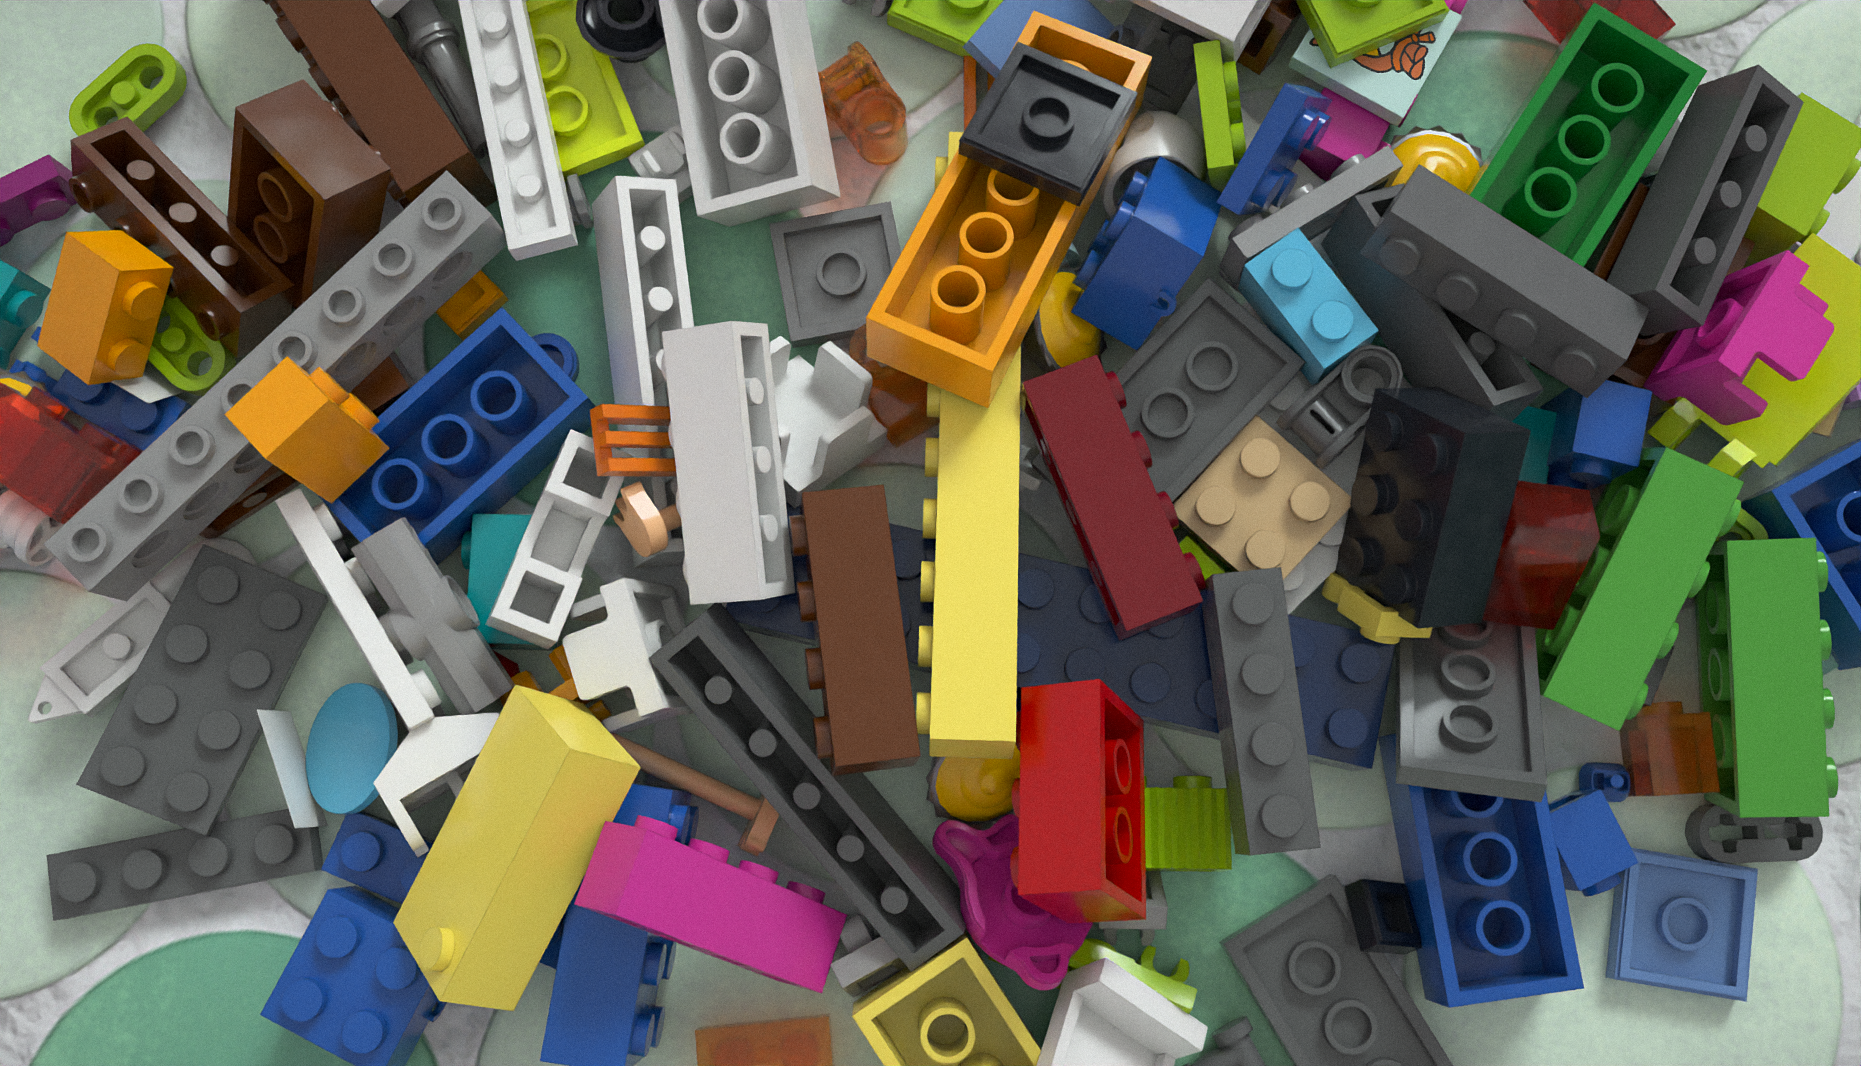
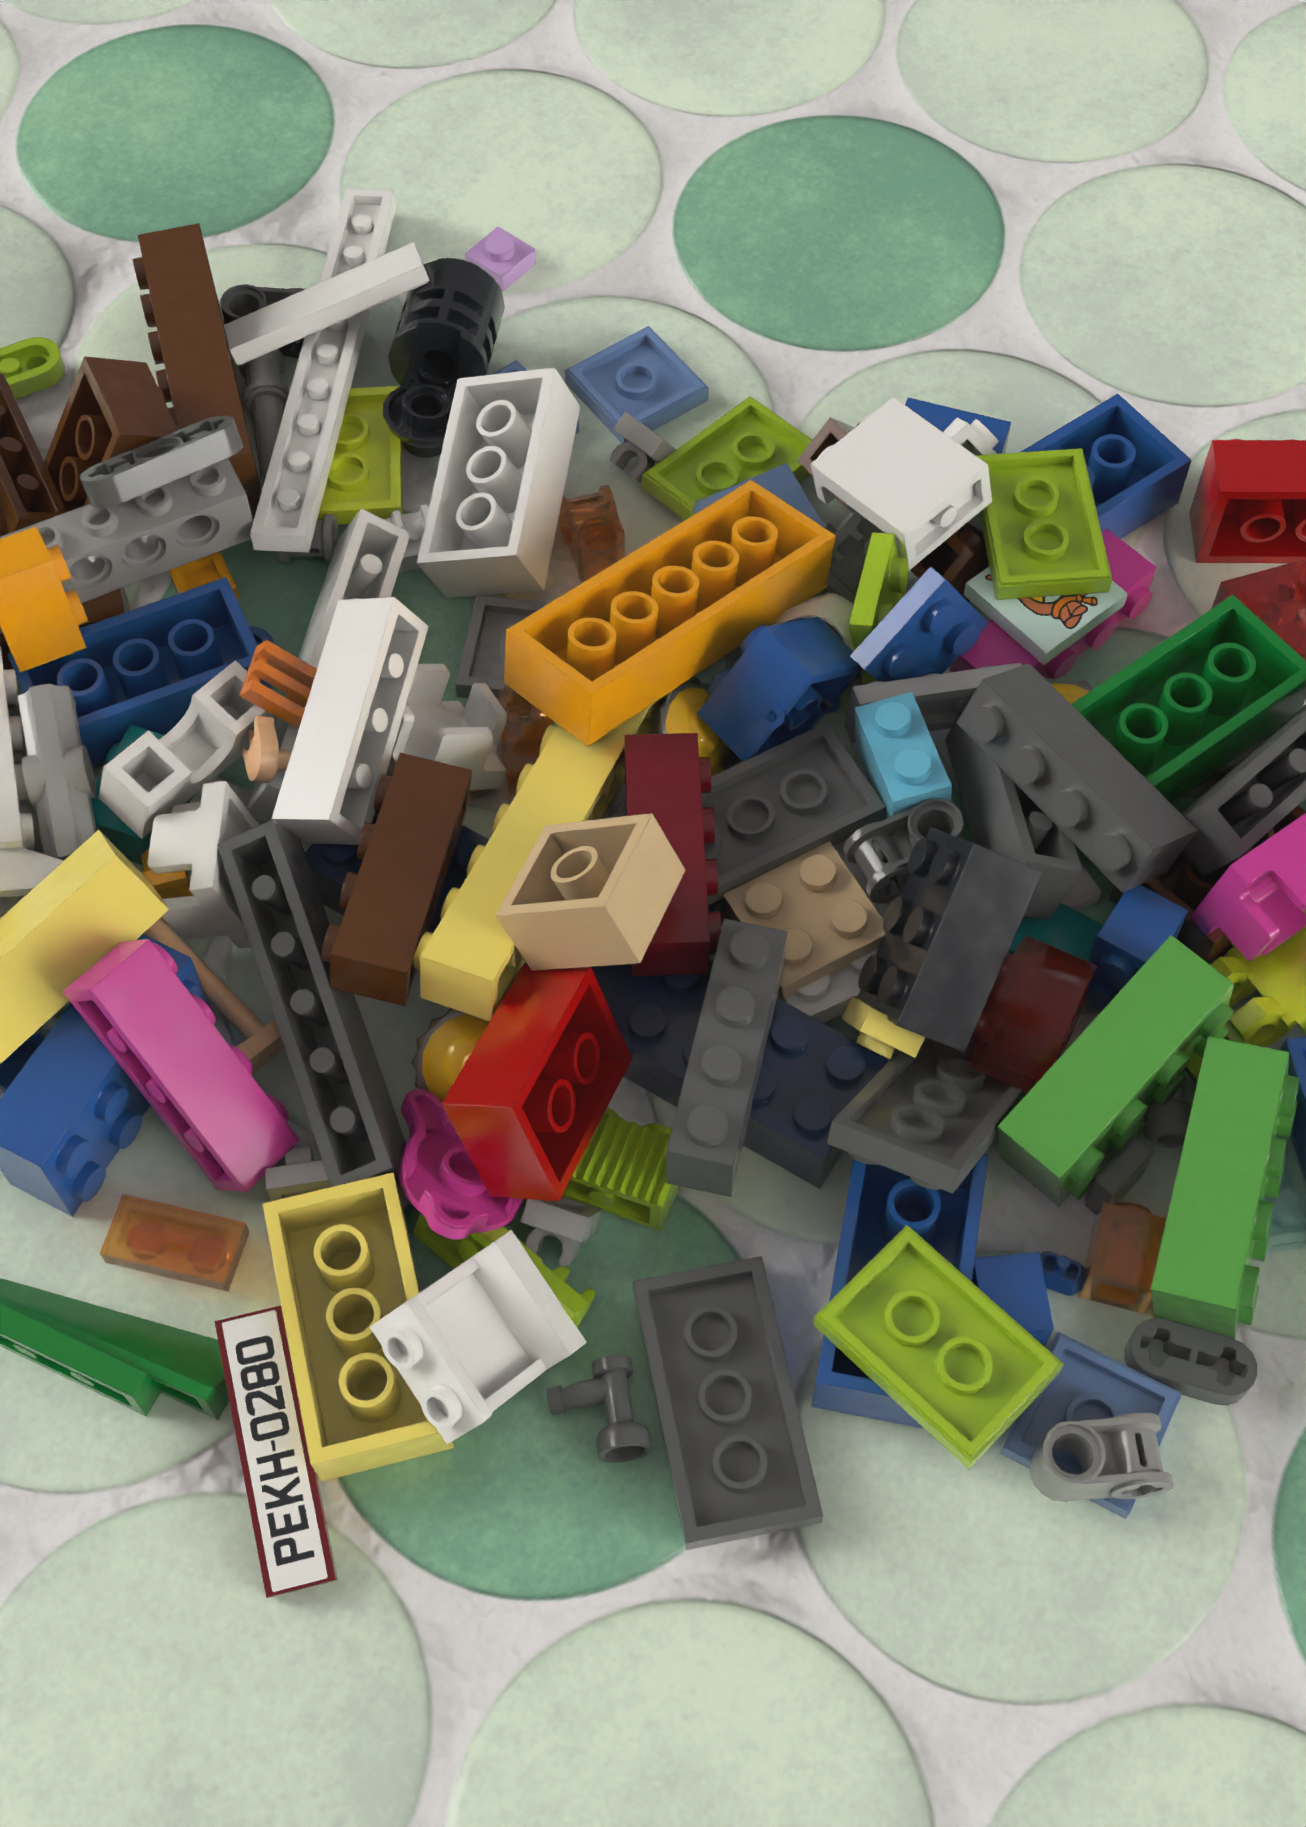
camera: 20 degrees right, 20 degrees down
(357, 240) = (161, 461): none -> dark grey beam
(1047, 123) = (722, 548): black tile -> none
(1080, 607) = (591, 893): none -> tan brick
(1383, 917) = (789, 1307): black tile -> none
(1553, 935) = (938, 1346): none -> lime tile
(1730, 972) = (1115, 1455): none -> light grey piece

